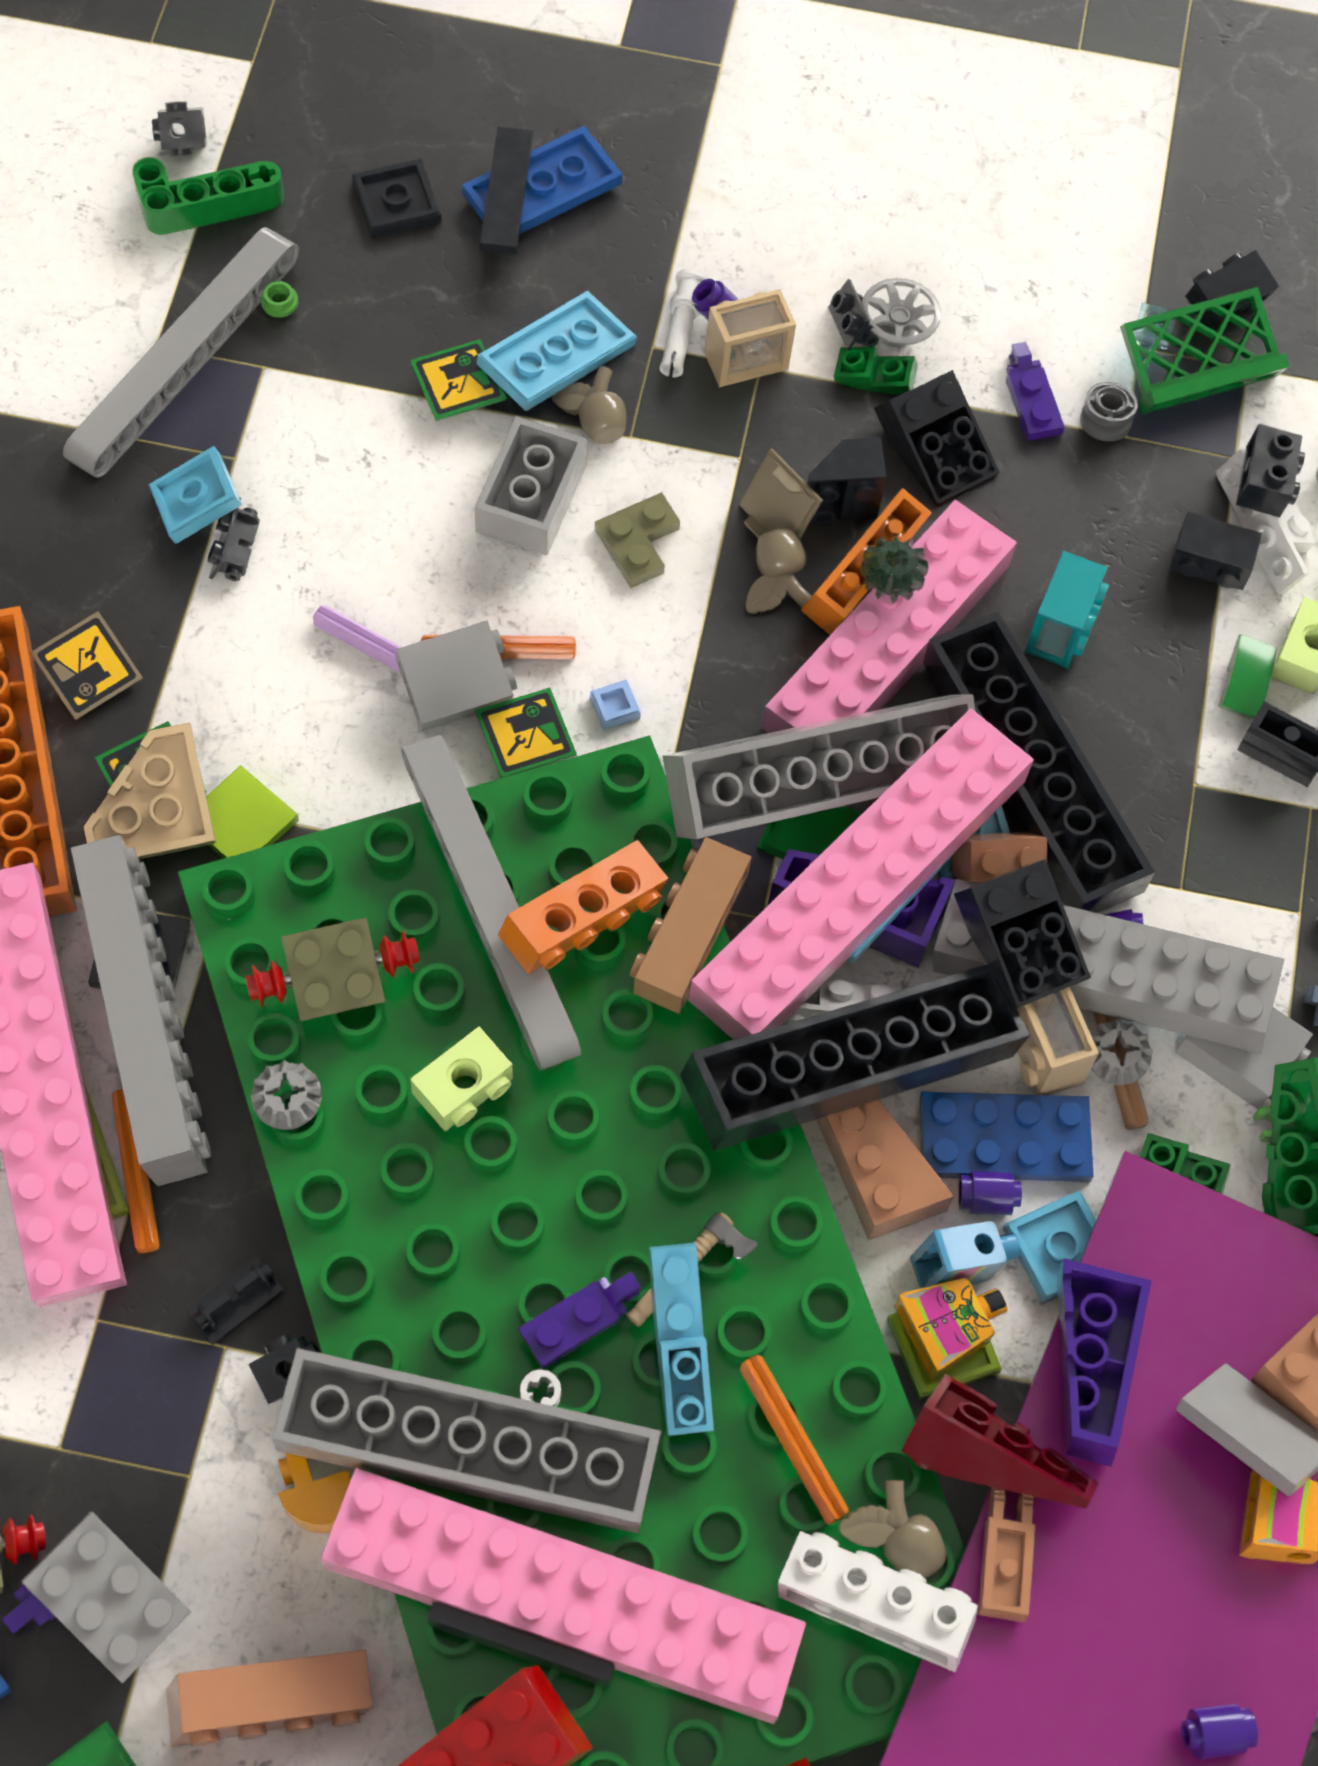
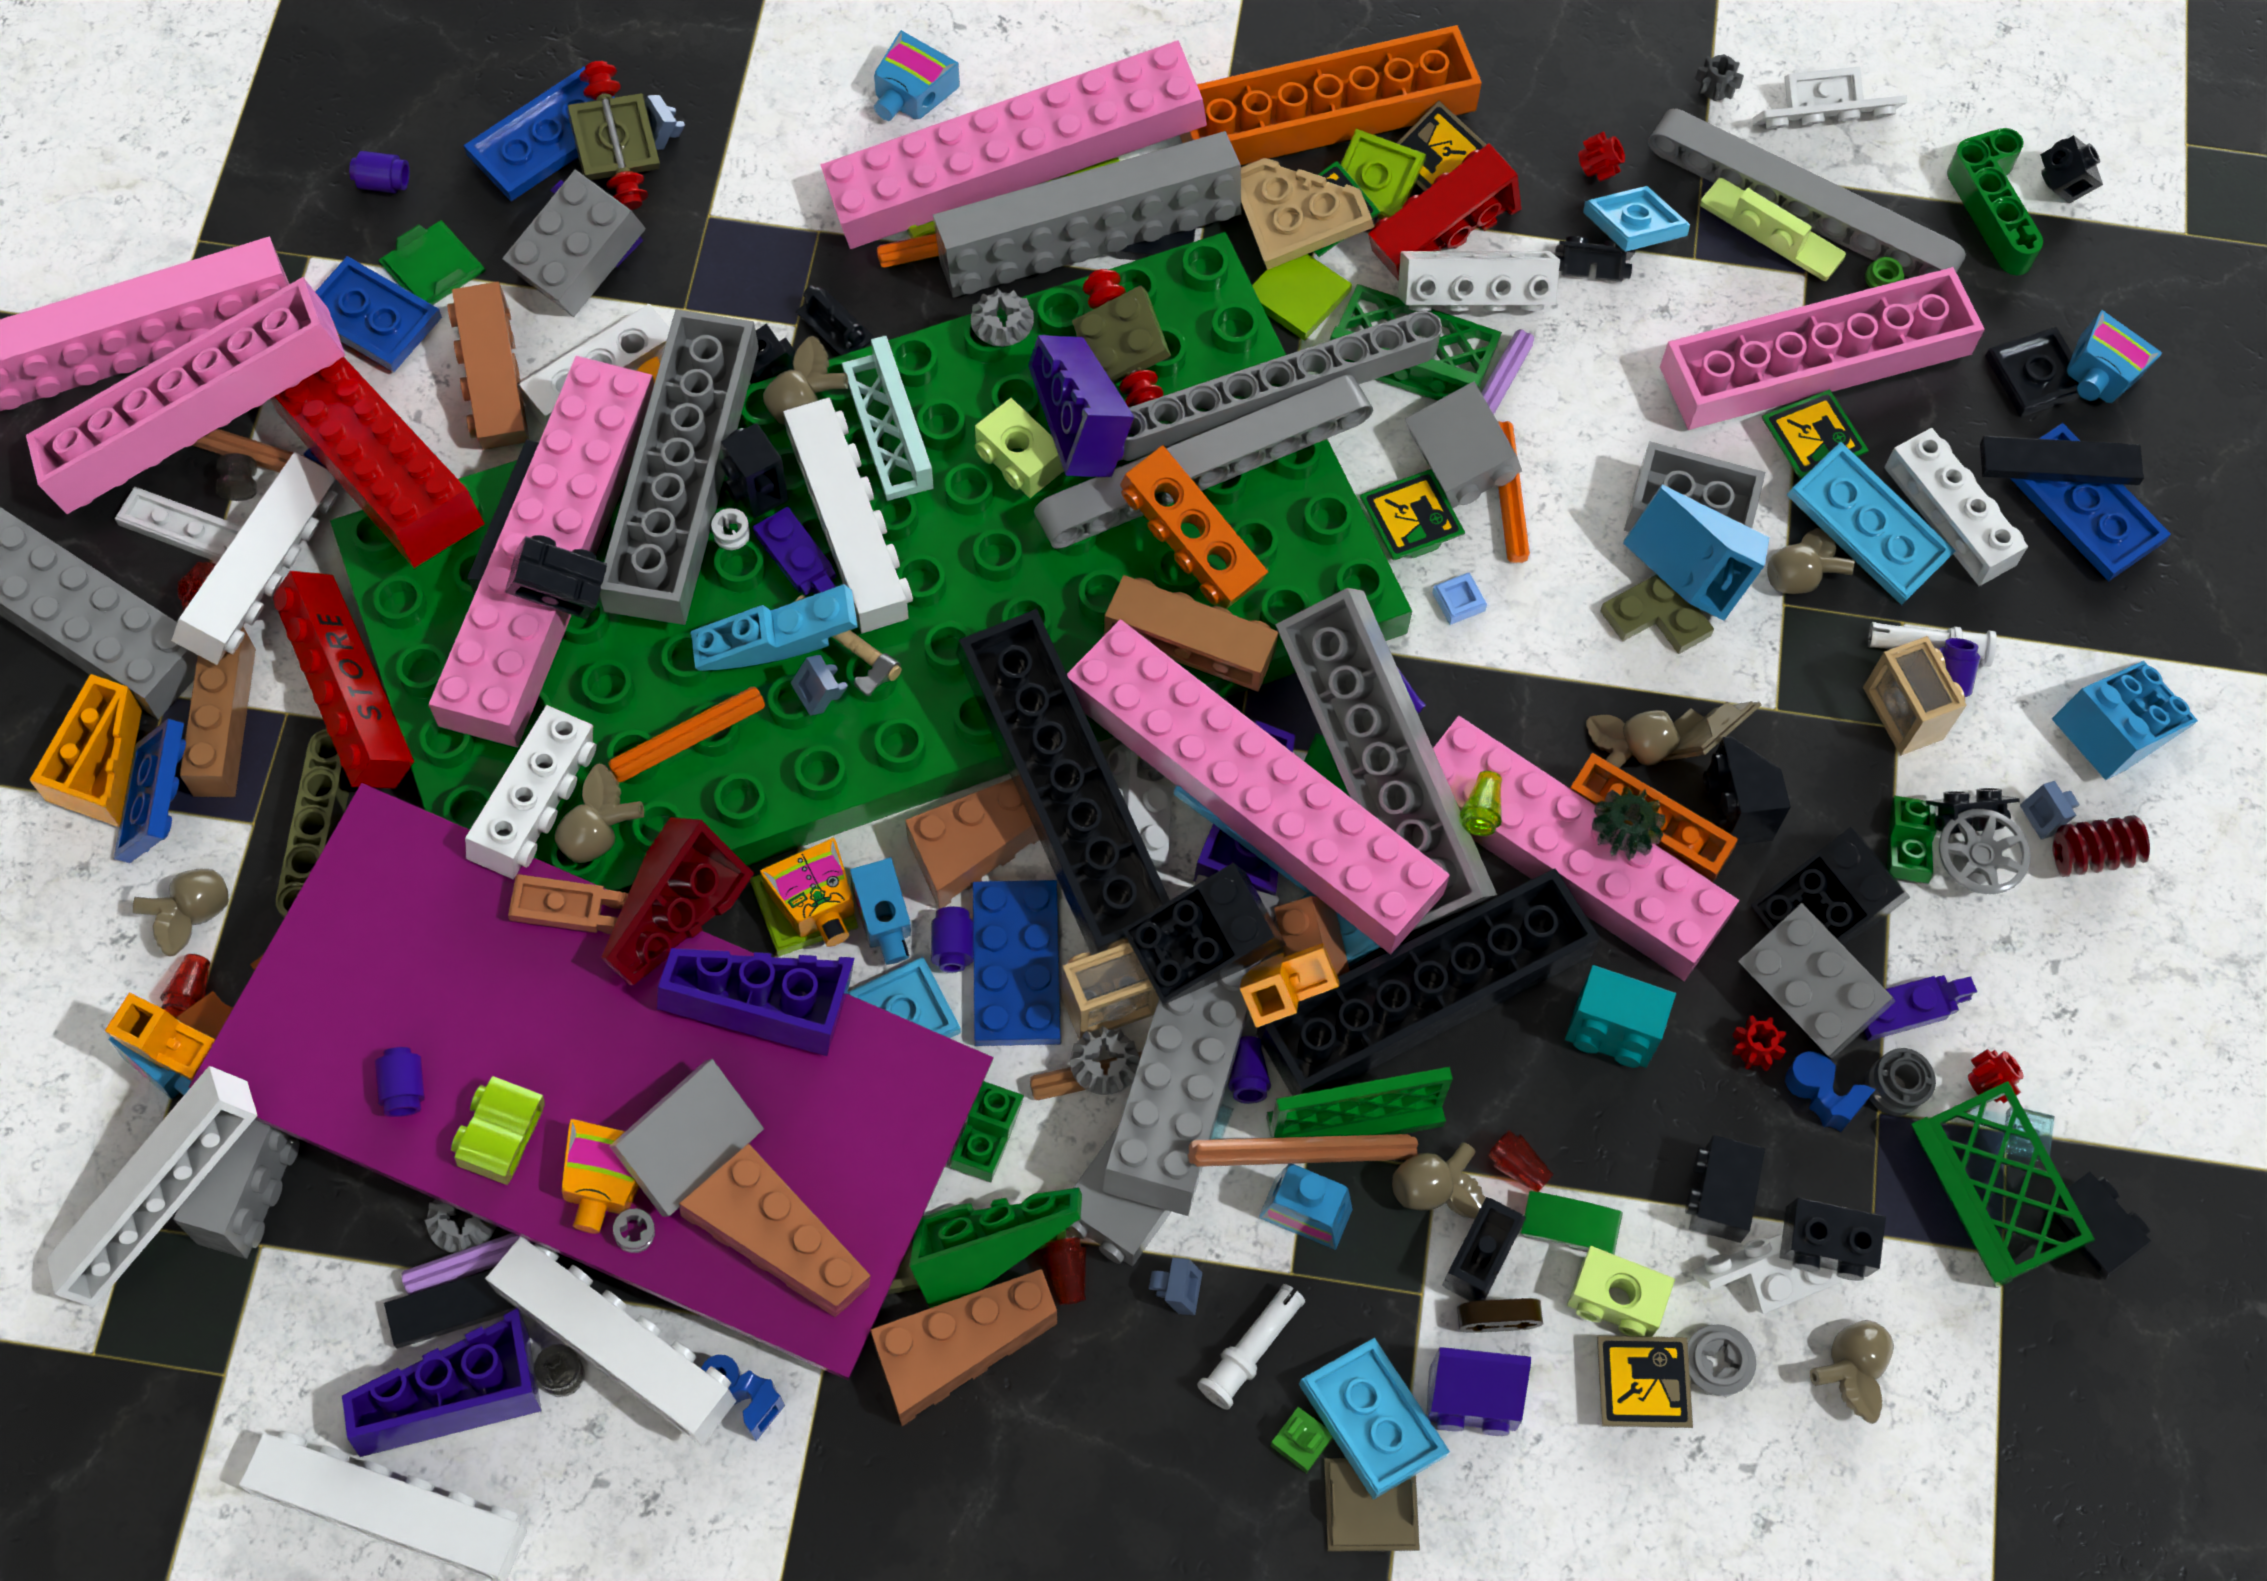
camera: 90 degrees right, 0 degrees up
(25, 402) = (1719, 77): none -> dark grey gear
(63, 314) = (1827, 94): none -> white bracket
(101, 721) = (1383, 170): none -> lime tile
(112, 516) = (1601, 156): none -> red gear
(170, 661) = (1449, 209): none -> red wedge
(212, 384) = (1773, 228): none -> yellowish green bracket
(231, 1512) = (638, 332): none -> white brick
(258, 641) = (1478, 279): none -> white brick
(351, 721) = (1435, 377): none -> green fence
(368, 360) = (1820, 348): none -> bright pink brick
(370, 1320) = (799, 385): none -> dark tan piece
(399, 136) = (2109, 359): none -> dark azure torso
(404, 840) = (1290, 372): none -> light grey beam
(410, 1201) = (902, 415): none -> light aqua fence
(430, 1004) = (1080, 406): none -> dark purple wedge
(486, 1354) = (753, 471): none -> black brick
(531, 1263) = (847, 515): none -> white brick
(543, 281) = (1956, 506): none -> white brick
(600, 480) = (1698, 551): none -> dark azure slope
(638, 1563) = (556, 576): none -> black brick
(743, 1297) = (816, 684): none -> sand blue tile
(765, 194) = (2123, 718): none -> dark azure slope
(853, 261) = (2049, 809): none -> sand blue tile
(873, 686) = (1483, 806): none -> clear neon green cone
(889, 230) = (2100, 843): none -> dark red piece
(1027, 454) = (1817, 981): none -> light grey brick
(1075, 881) = (1282, 981): none -> light orange brick
(1076, 511) = (1762, 1033): none -> red gear
(1102, 341) = (1993, 1071): none -> red gear
(1120, 469) = (1813, 1078): none -> blue leg
(1160, 831) = (1367, 1108): none -> green fence
(1190, 714) = (1519, 1161): none -> clear red cone
(1218, 876) = (1301, 1150): none -> nougat axle
(1219, 782) = (1430, 1182): none -> dark tan piece
(1252, 878) = (1308, 1205): none -> dark azure torso
(1259, 1624) = (498, 1130): none -> lime brick

